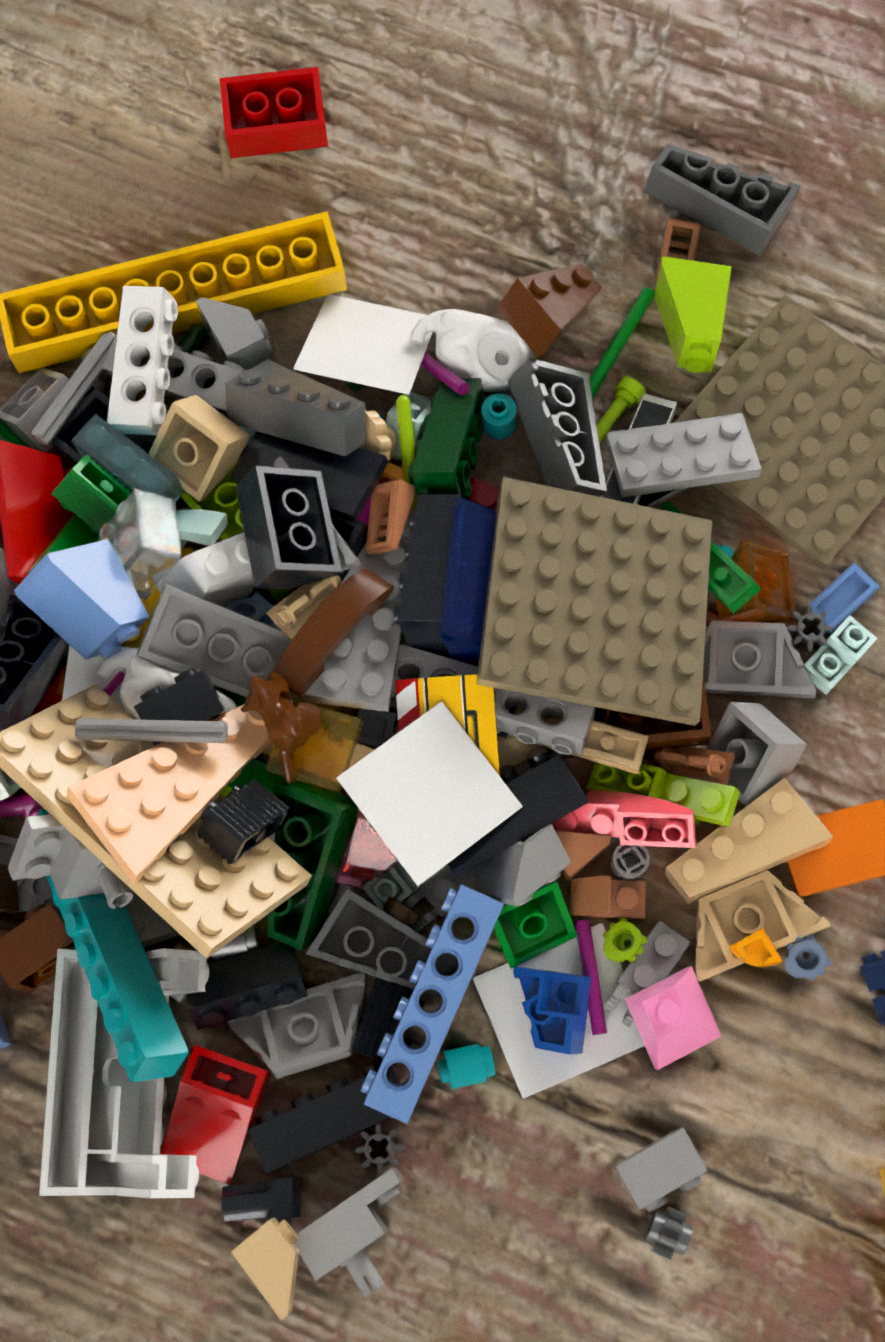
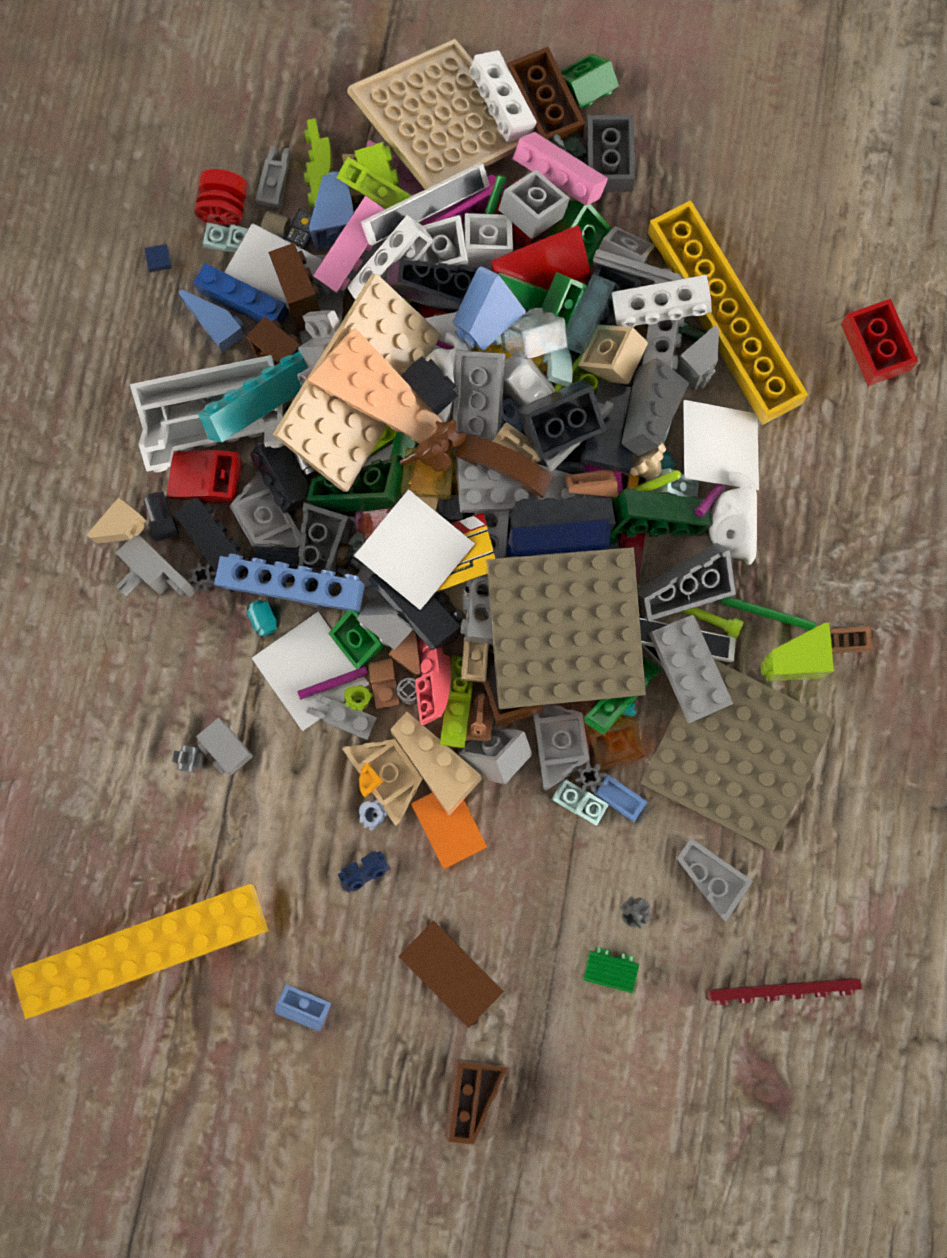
camera: 80 degrees right, 5 degrees up
(151, 730) = (407, 369): light grey axle -> none
(241, 820) = (367, 438): black brick -> none
(499, 416) = (686, 548): teal brick -> none
(548, 304) = (776, 556): reddish brown wedge -> none
(555, 1007) = (308, 665): blue slope -> none
(673, 1017) = (317, 737): bright pink slope -> none
(721, 196) = (897, 662): dark grey wedge -> none

